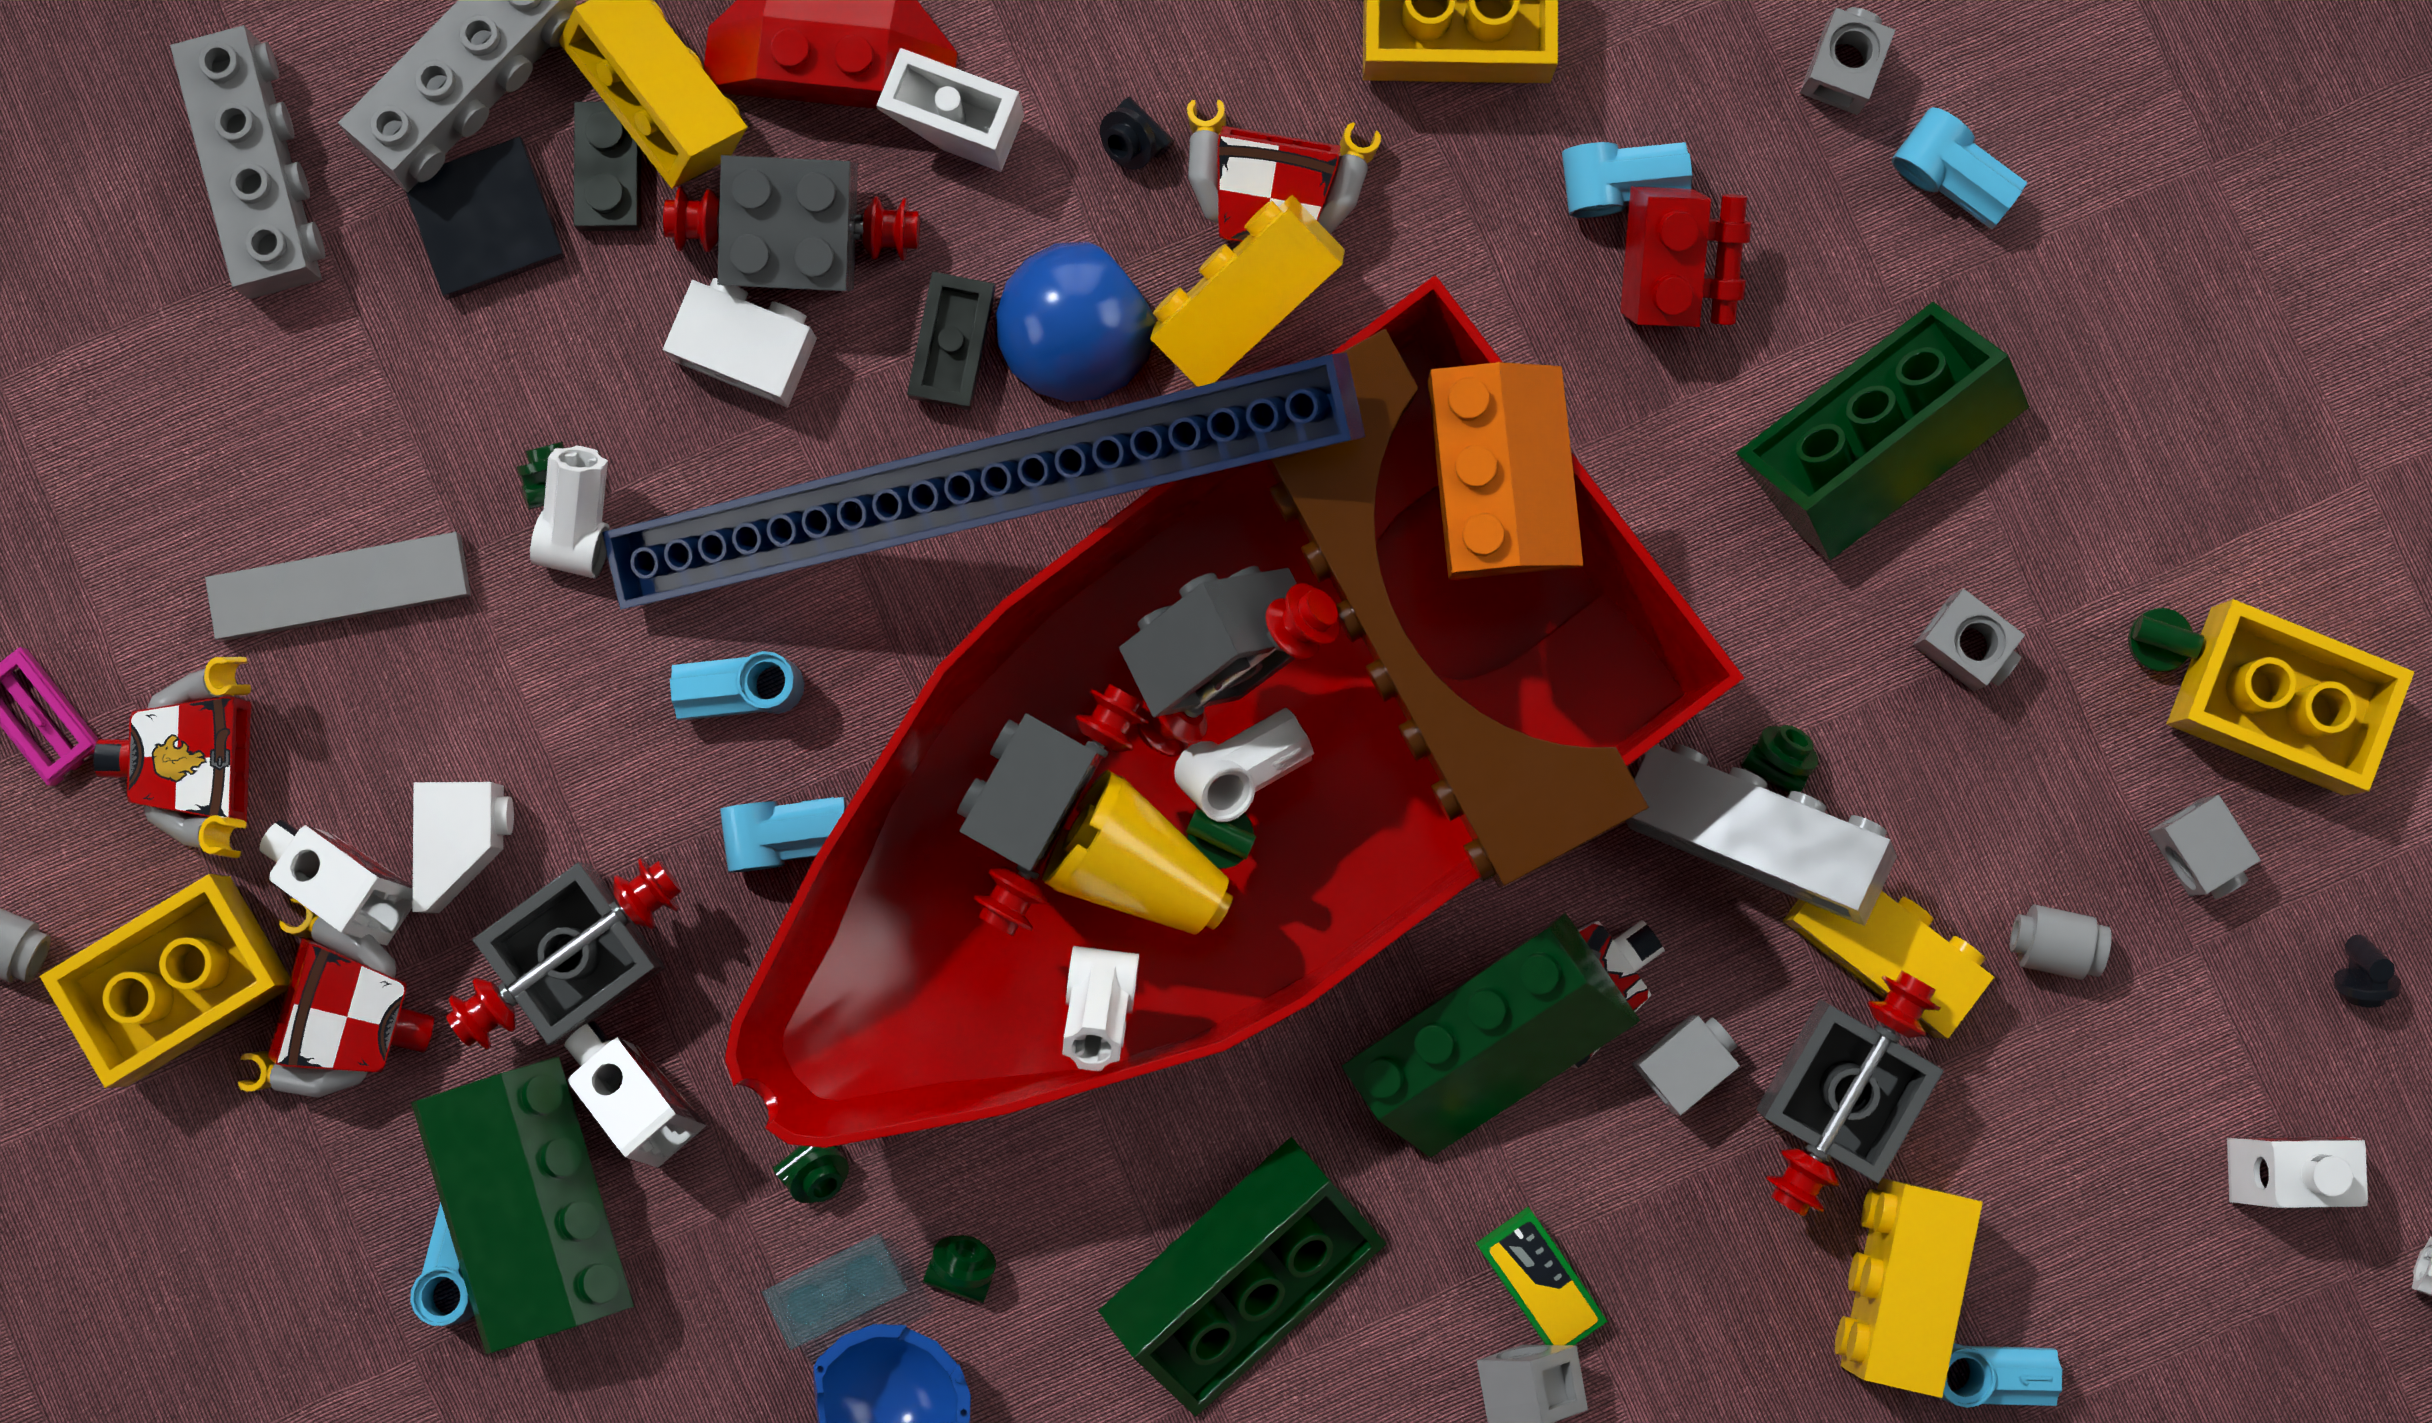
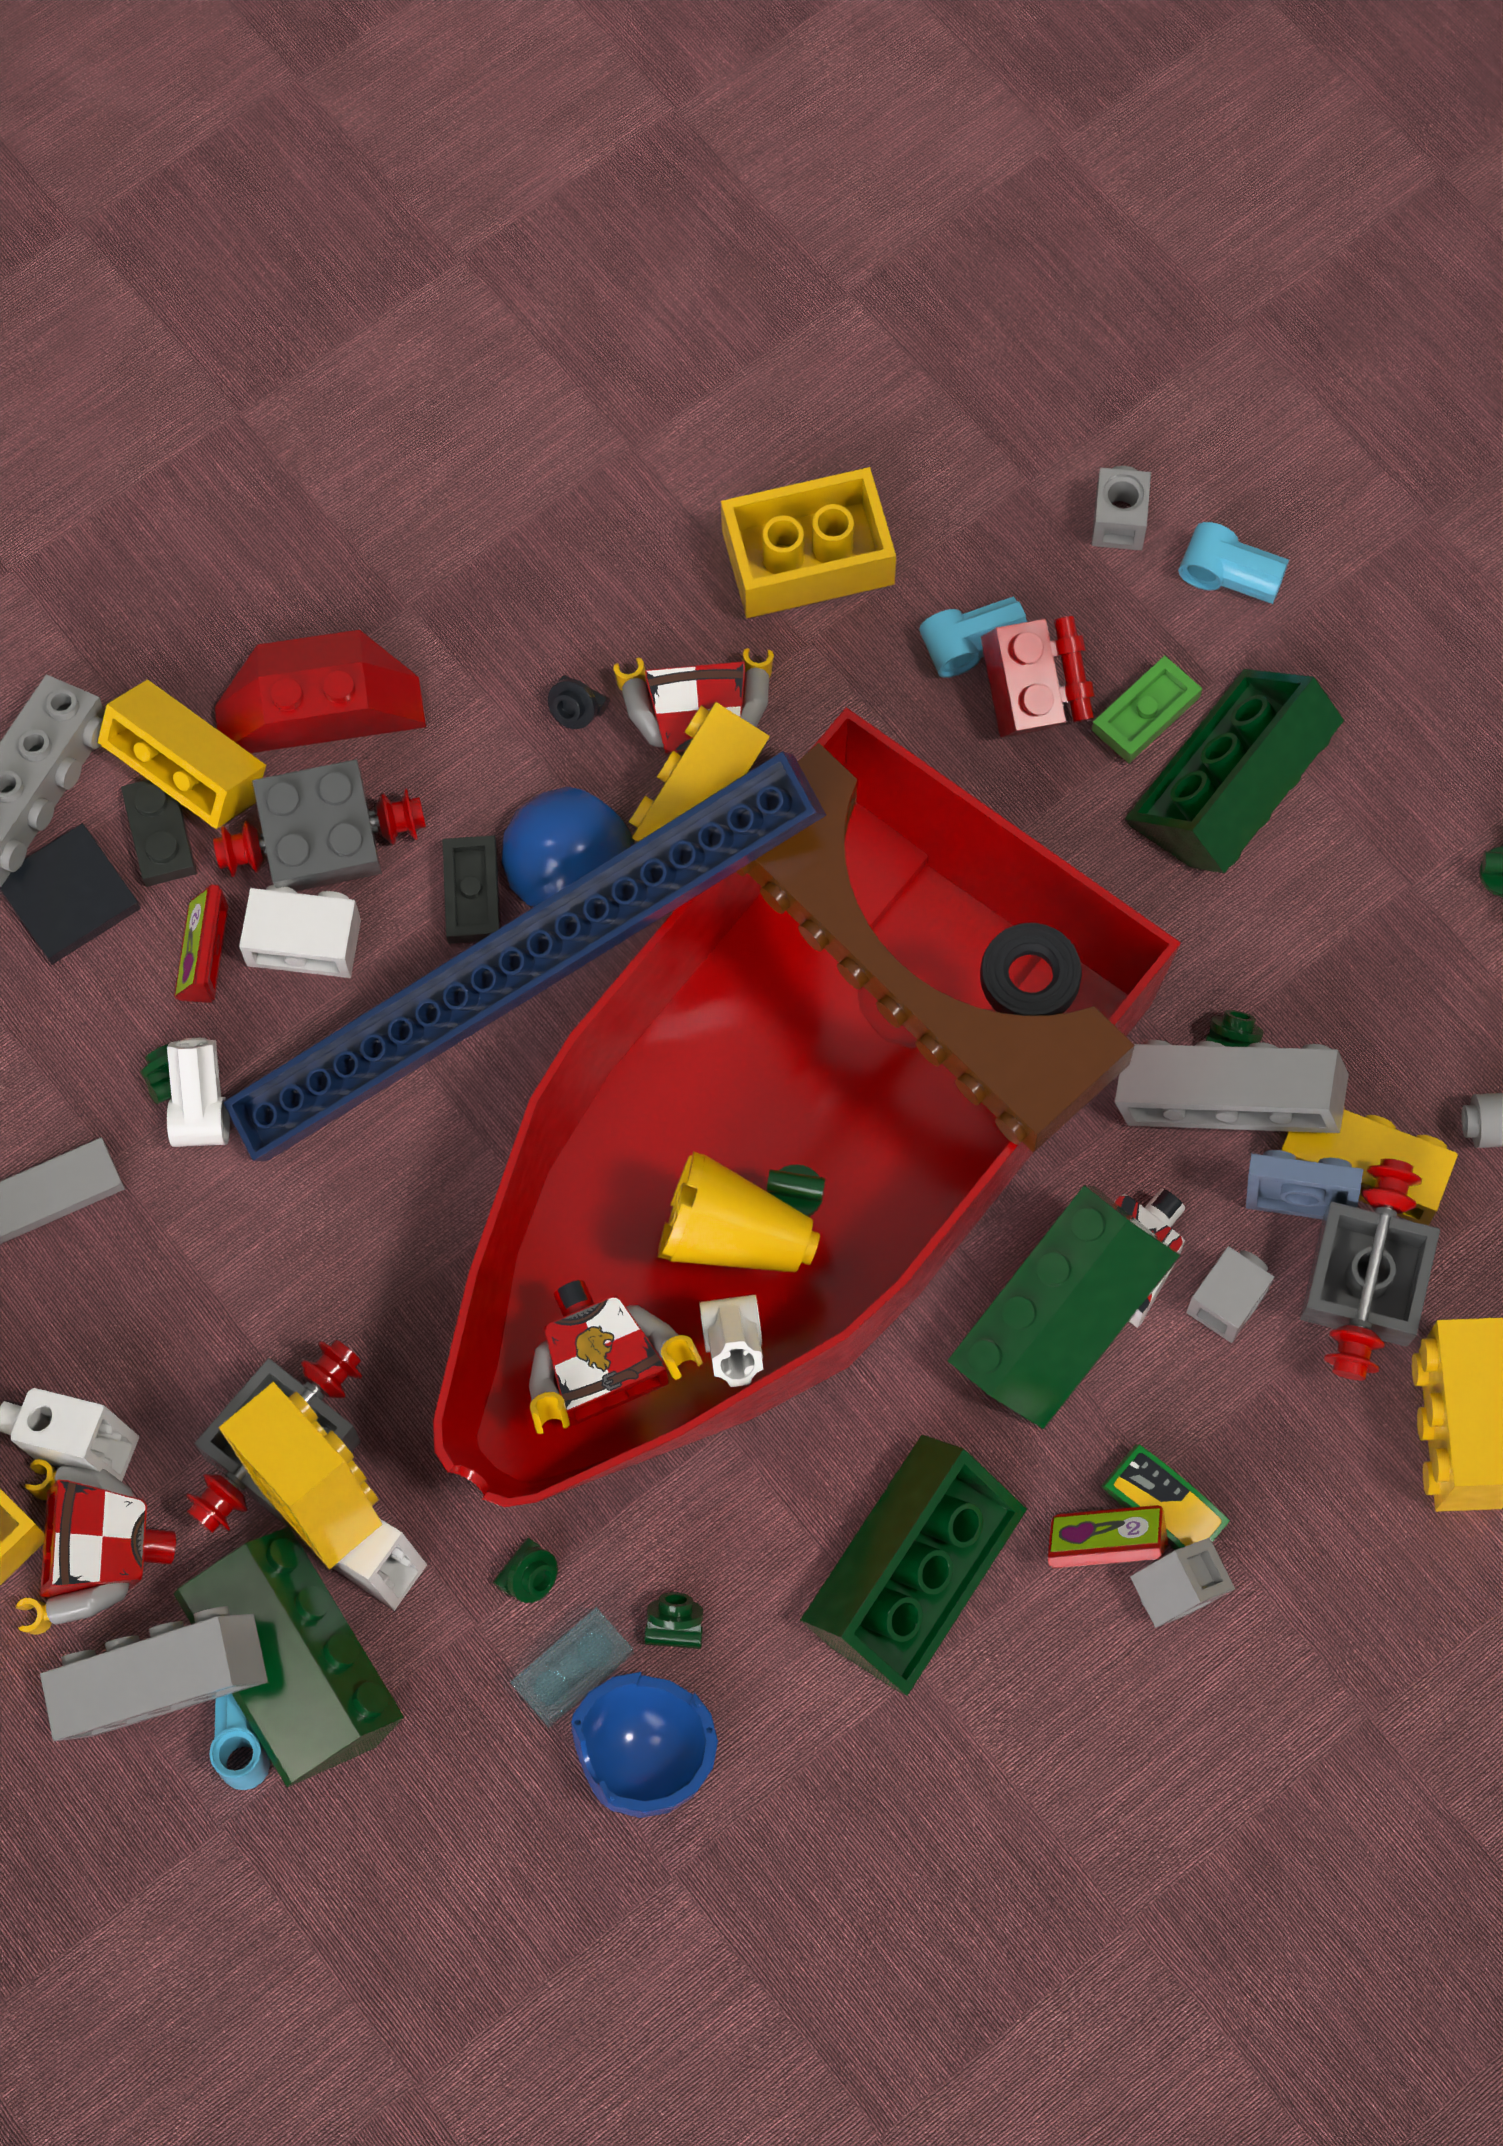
camera: 10 degrees left, 15 degrees down
(366, 1196) = (153, 1675): none -> light grey brick
(455, 837) = (158, 1377): white slope -> none
(571, 1039) = (304, 1472): none -> yellow brick
(624, 327) = (202, 946): none -> red slope
(731, 687) = (357, 1198): medium azure piece -> none
(769, 833) = (418, 1309): medium azure piece -> none
(942, 982) = (601, 1357): none -> torso
(952, 108) = (428, 711): white slope -> none
(1034, 795) = (635, 1185): dark grey brick -> none
(1220, 647) = (756, 1031): dark grey brick -> none
(1242, 765) = (801, 1126): white piece -> none
(1464, 1310) = (1107, 1536): none -> slope
(1504, 469) = (941, 831): orange slope -> none
(1598, 664) = (1038, 941): none -> black tyre
(1802, 325) = (1146, 709): none -> bright green plate
(1831, 980) = (1300, 1187): none -> sand blue plate
(1942, 641) = (1354, 887): light grey brick -> none

